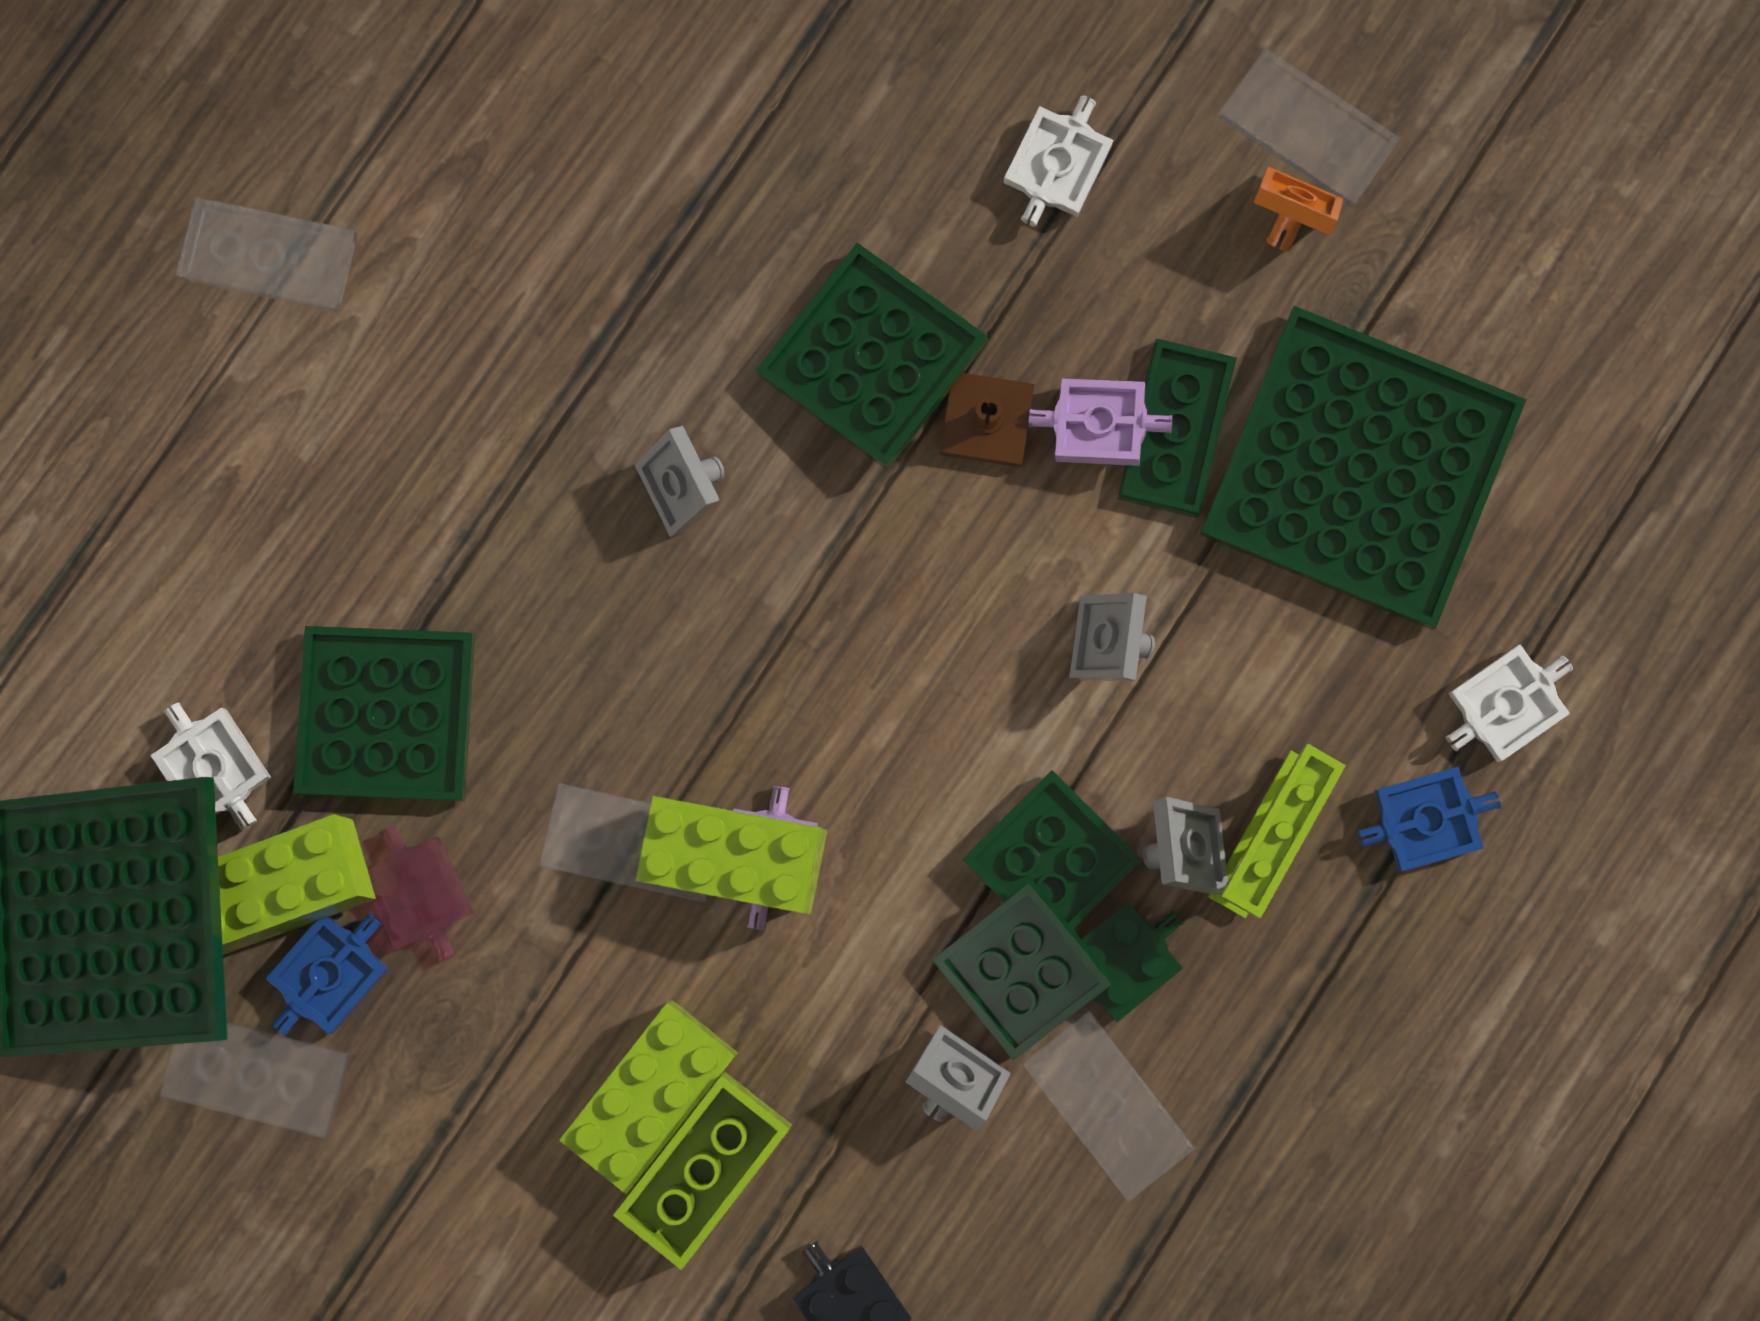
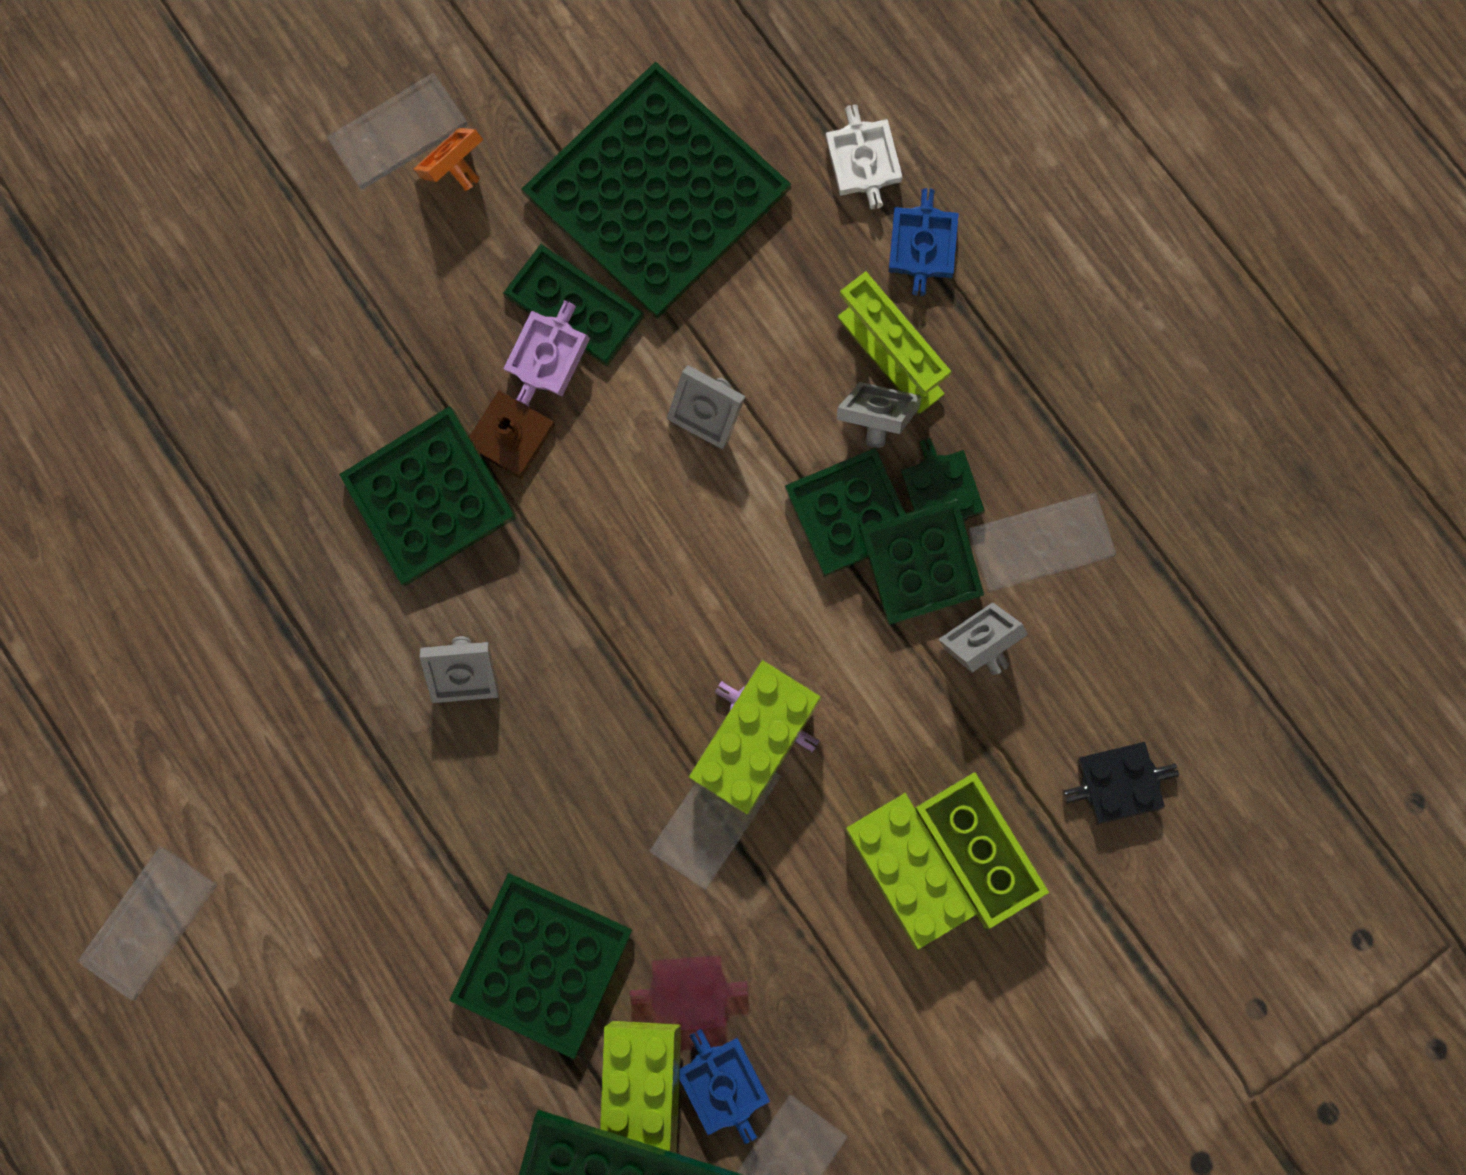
camera: 65 degrees left, 5 degrees down
(214, 750) = (513, 1112): white plate -> none
(1058, 161) = (343, 310): white plate -> none

